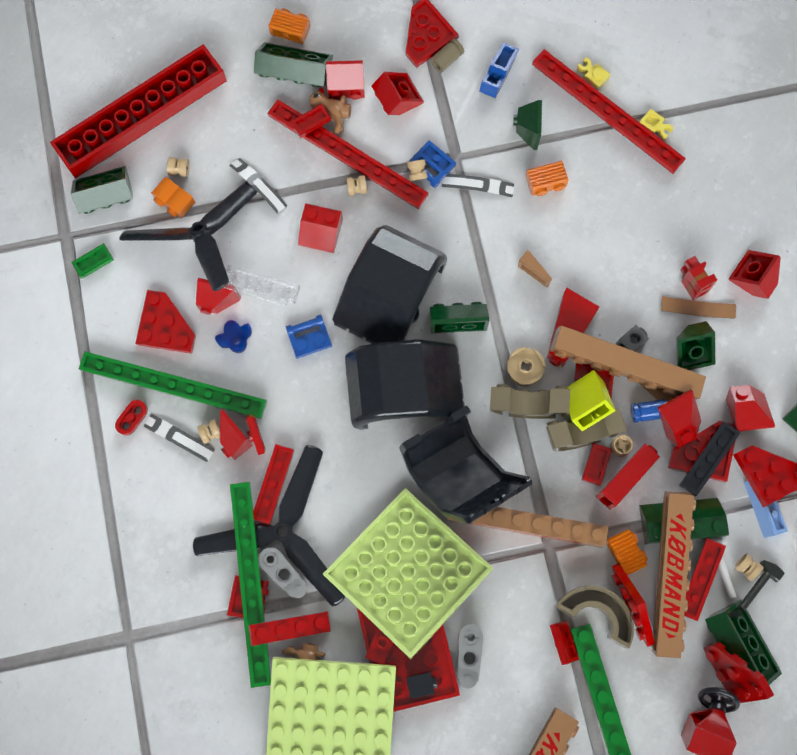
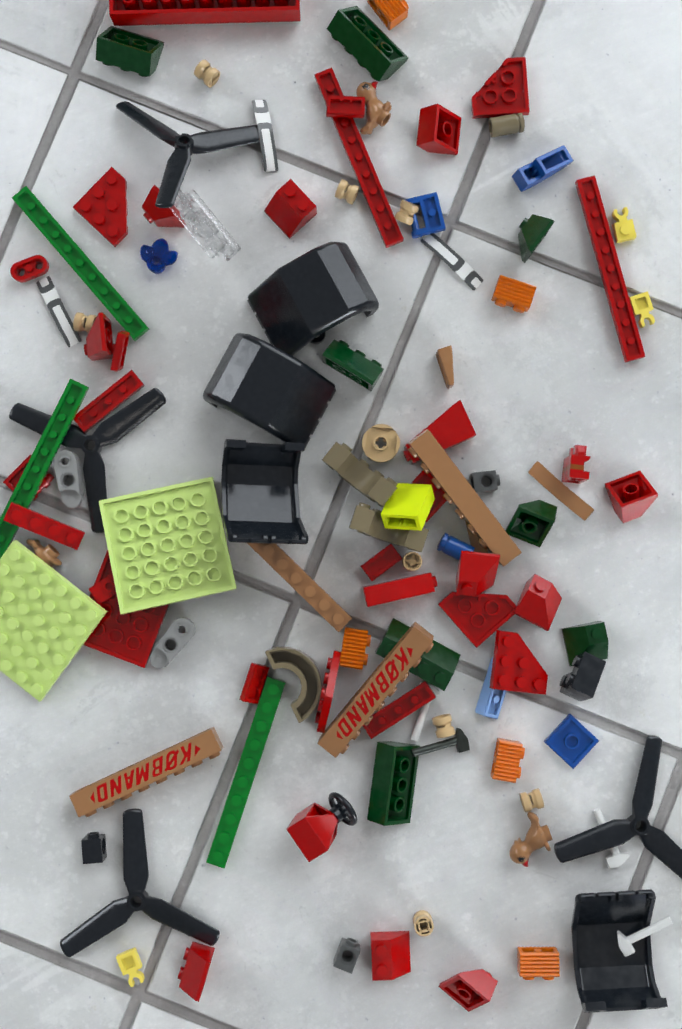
camera: 30 degrees right, 10 degrees up
(92, 261) = (82, 110): green plate -> none
(173, 198) = (184, 97): orange brick -> none
(310, 342) = (219, 303): blue plate -> none
(345, 79) = (401, 88): slope -> none
(421, 684) = (117, 639): black brick -> none
(709, 458) = (474, 620): black plate -> none
(736, 675) = (367, 806): red plate -> none

